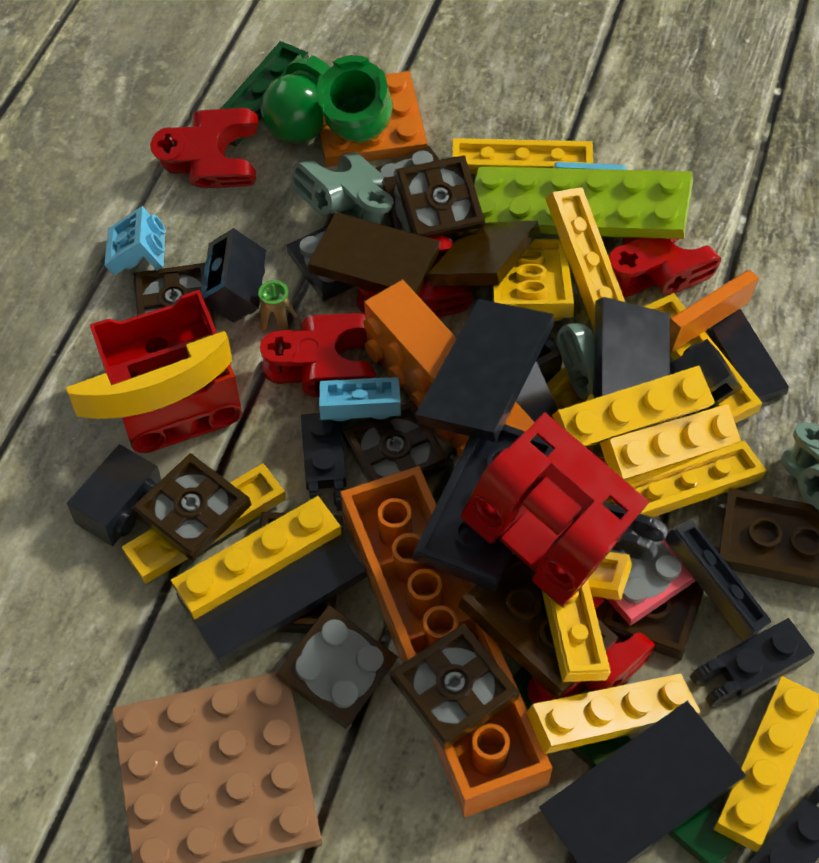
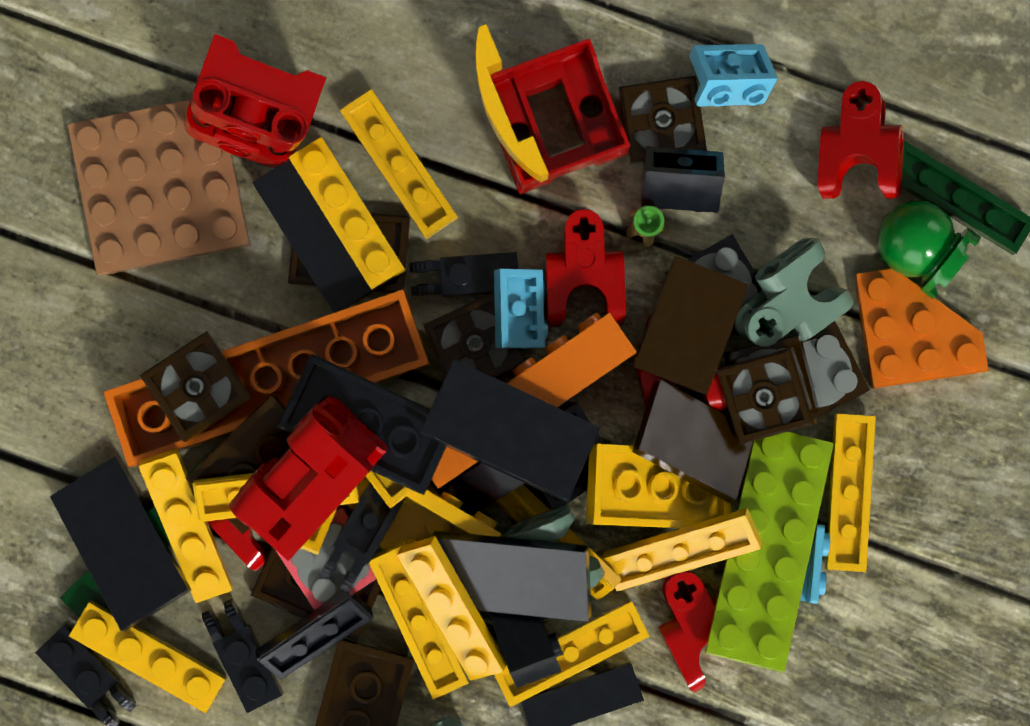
camera: 90 degrees right, 30 degrees up
(107, 496) = (428, 80): black brick -> none
(132, 639) = (251, 105): none -> red piece
(191, 506) = (402, 151): dark brown piece -> none
(337, 667) = (248, 287): light grey piece -> none
(355, 99) = (893, 304): green tile -> none
(636, 407) = (470, 573): yellow plate -> none
(711, 309) = (614, 670): orange tile -> none

